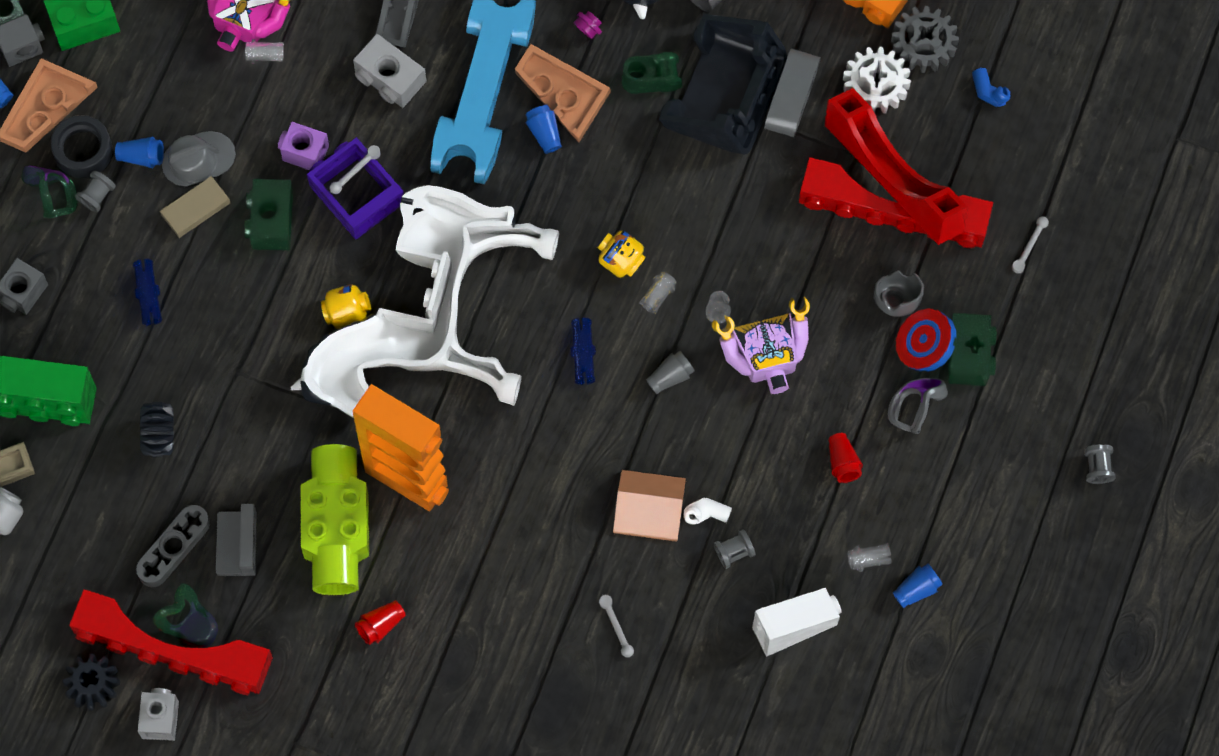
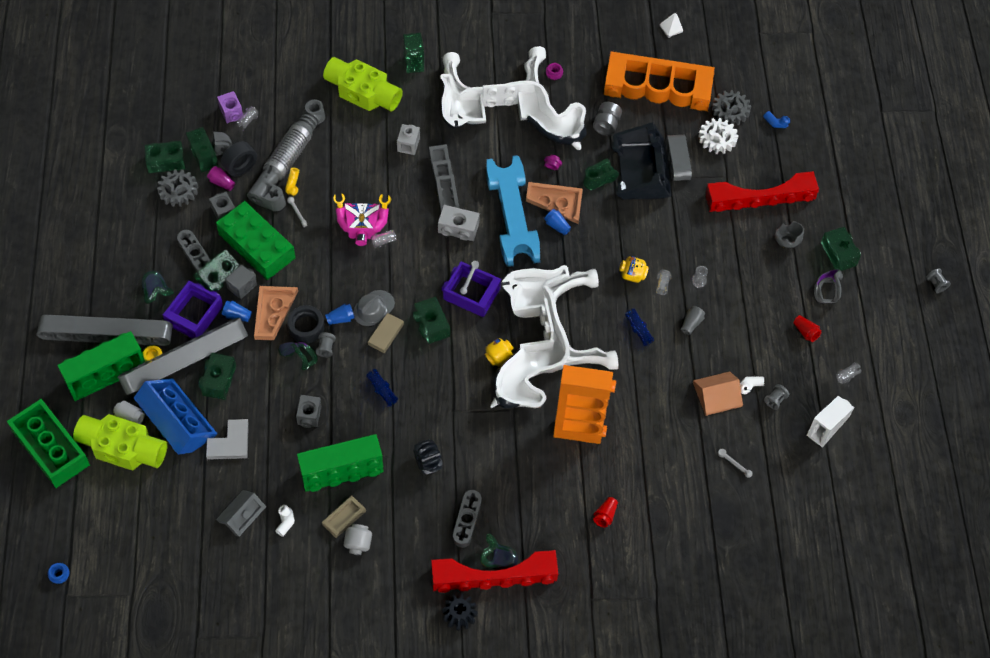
camera: 25 degrees left, 10 degrees down
(158, 715) = (508, 614): light grey brick -> none
(237, 542) = (503, 501): dark grey panel -> none
(298, 134) = (435, 284): medium lavender brick -> none
(334, 520) = (553, 466): lime brick -> none
(767, 347) = (736, 287): torso -> none
(917, 586) = (883, 375): blue cone -> none
(926, 340) = (817, 252): red tile -> none
(929, 204) = (724, 161): red arch -> none
(1019, 265) = (839, 200): light grey hinge -> none

